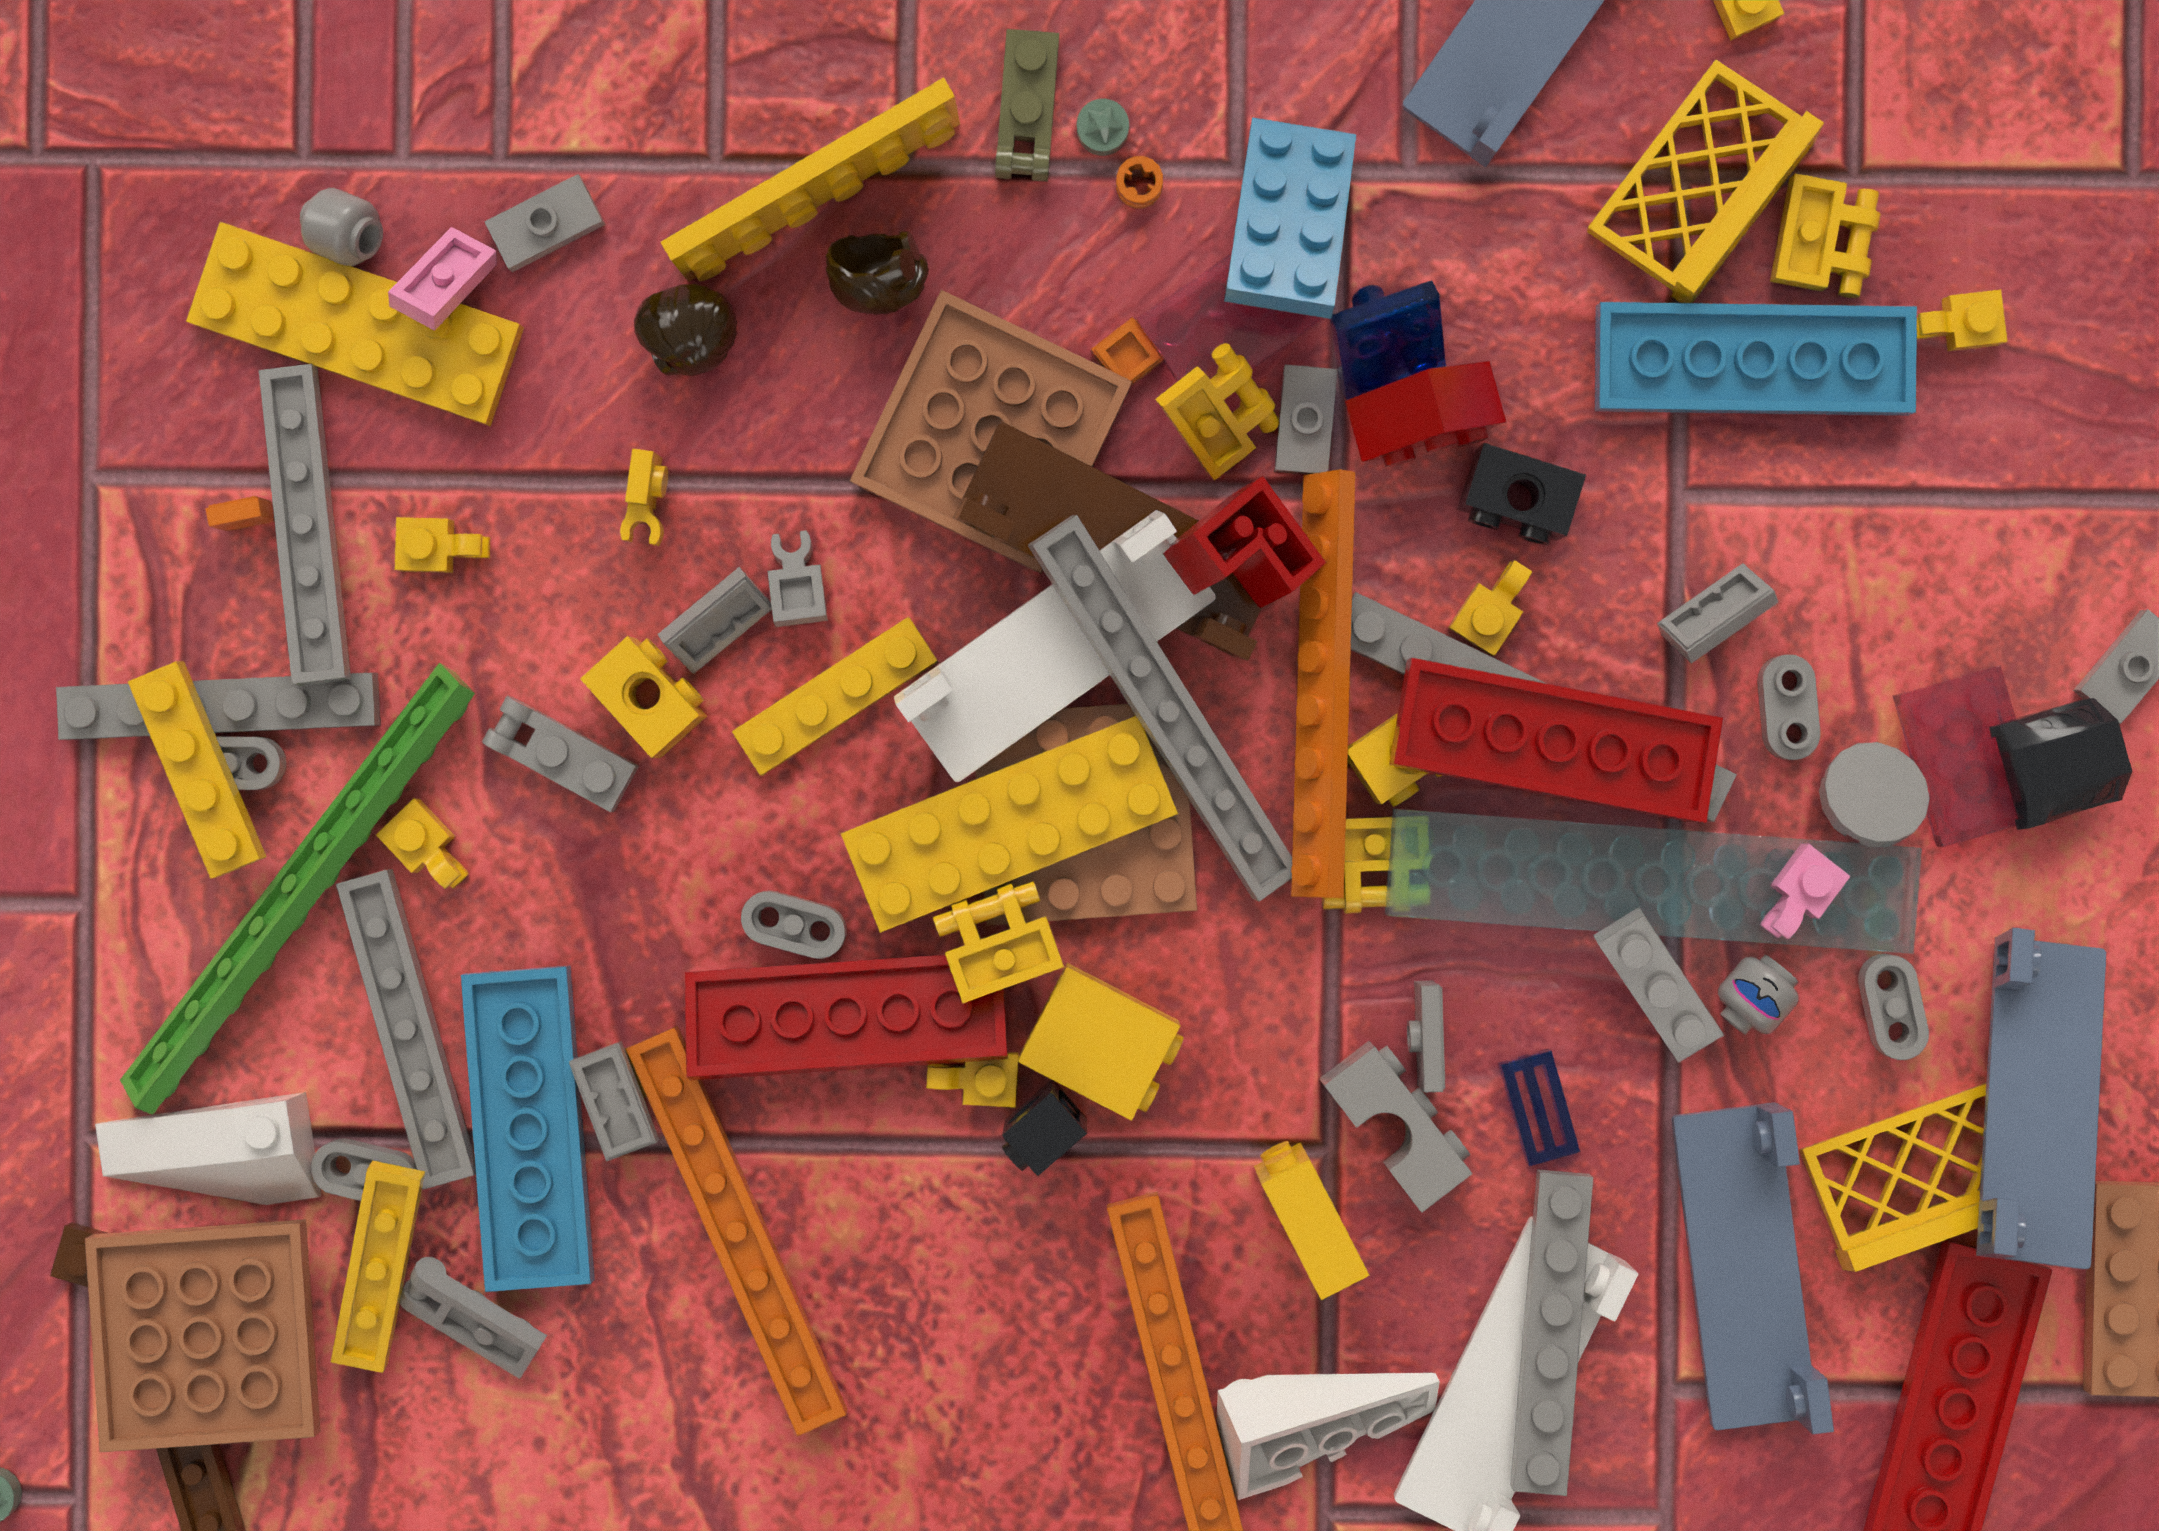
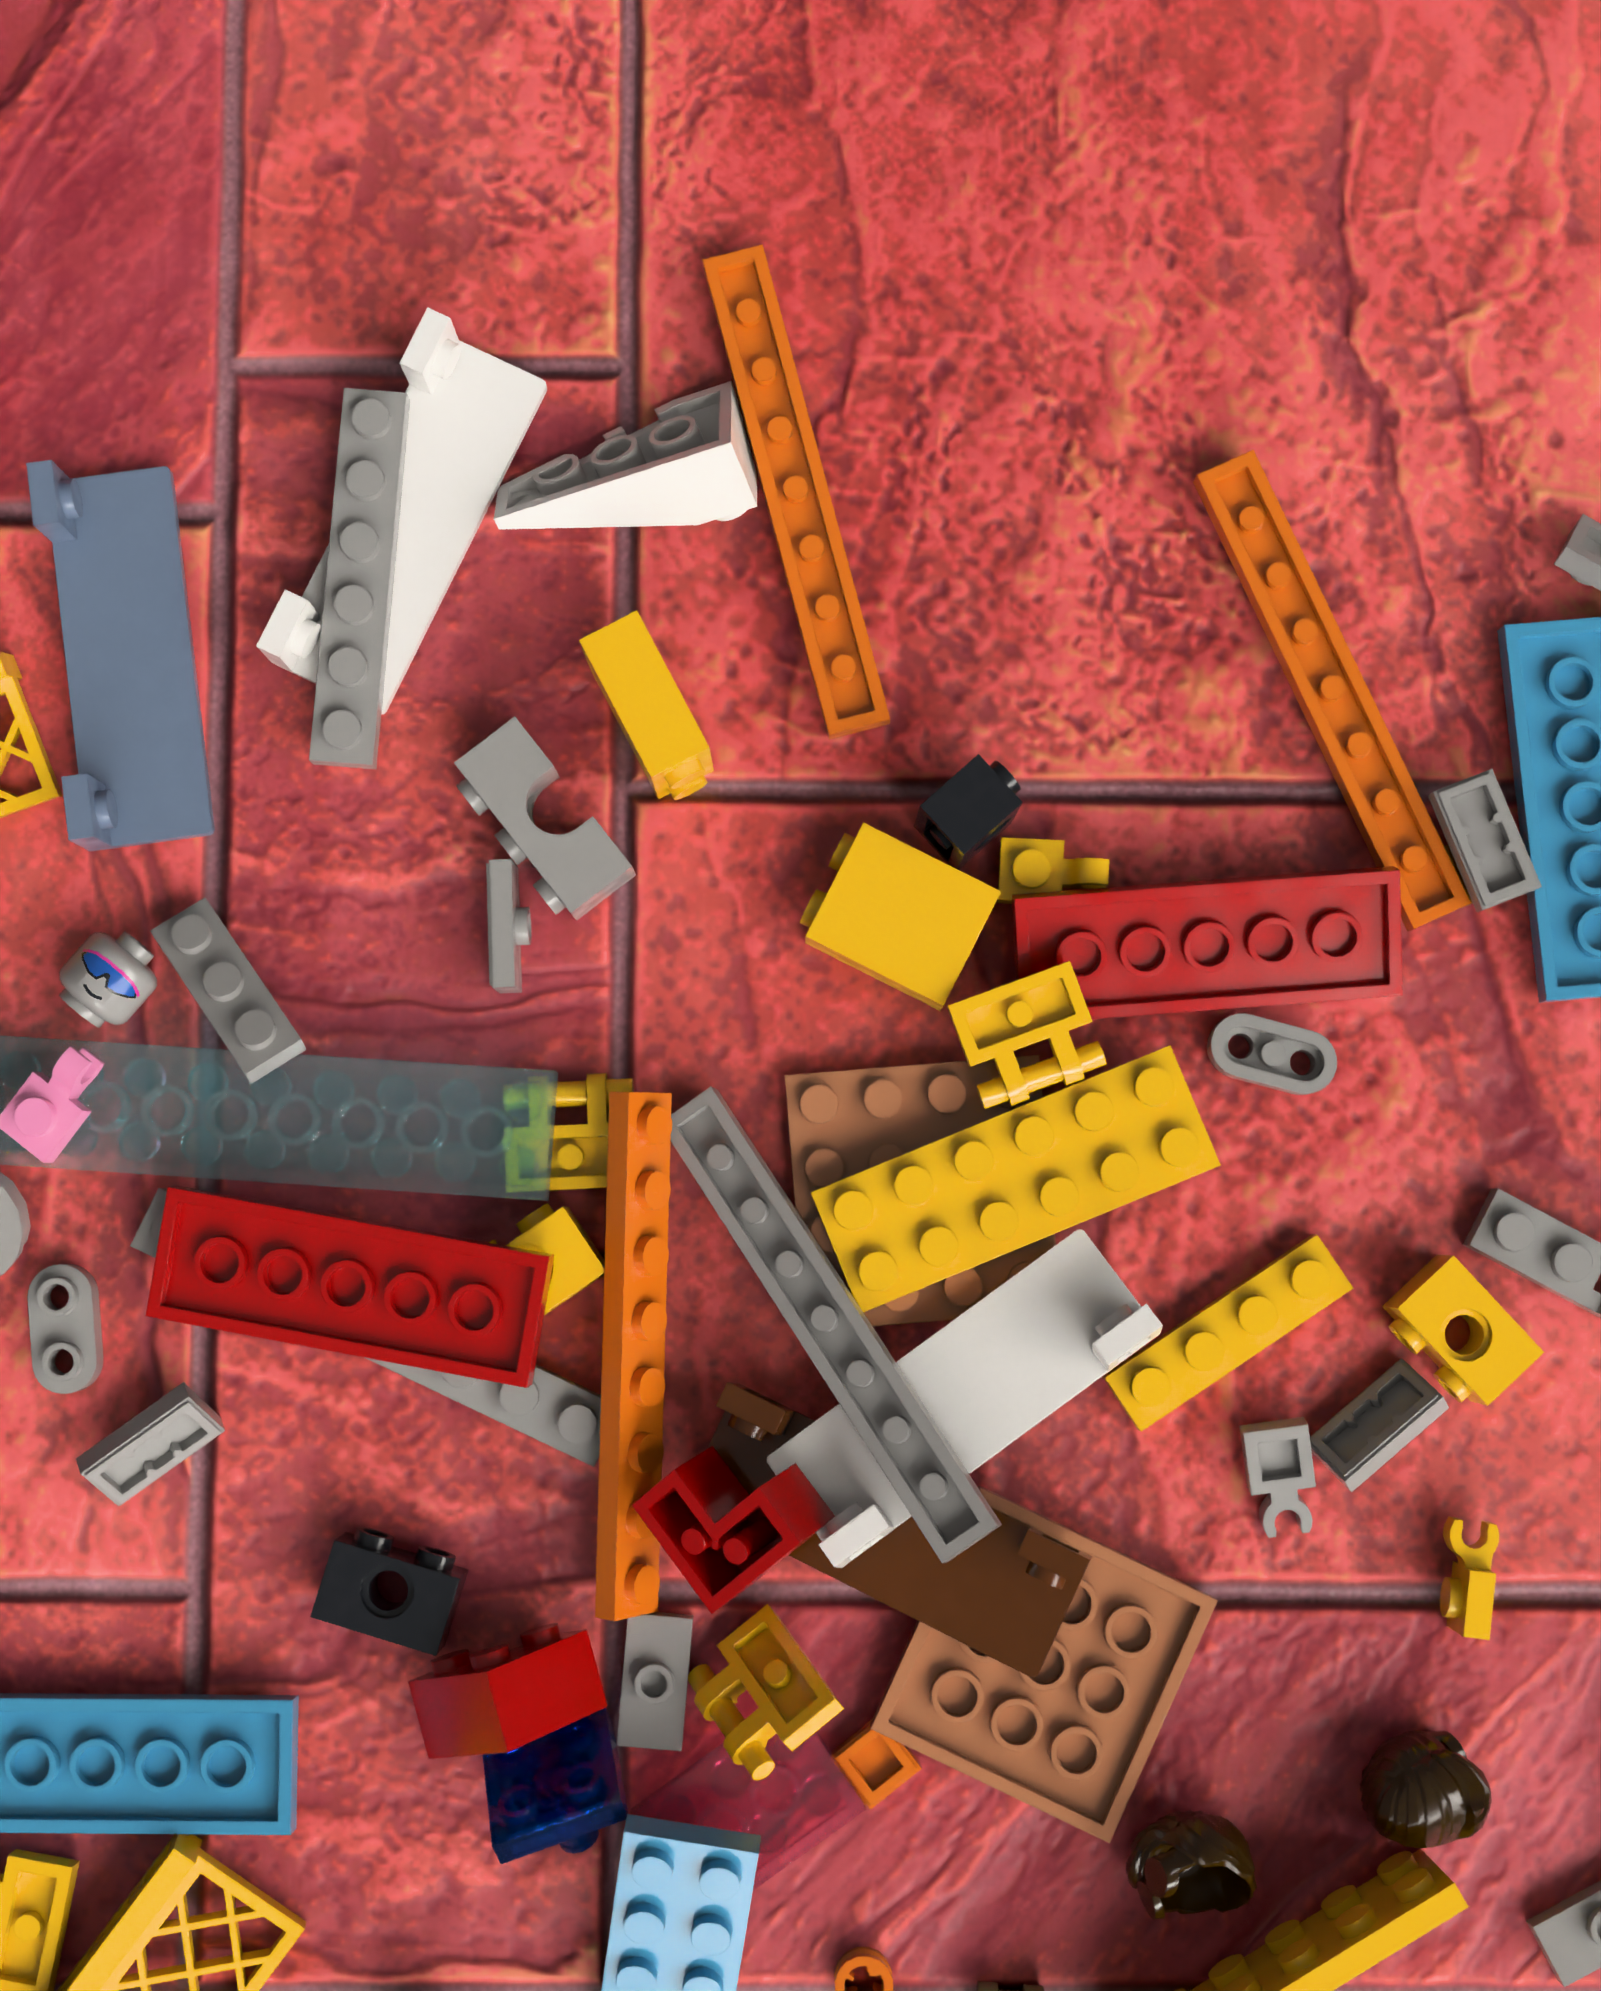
camera: 175 degrees right, 5 degrees down
(1488, 614) = (430, 1440): yellow plate -> none
(1525, 1064) = (388, 894): clear blue tile -> none

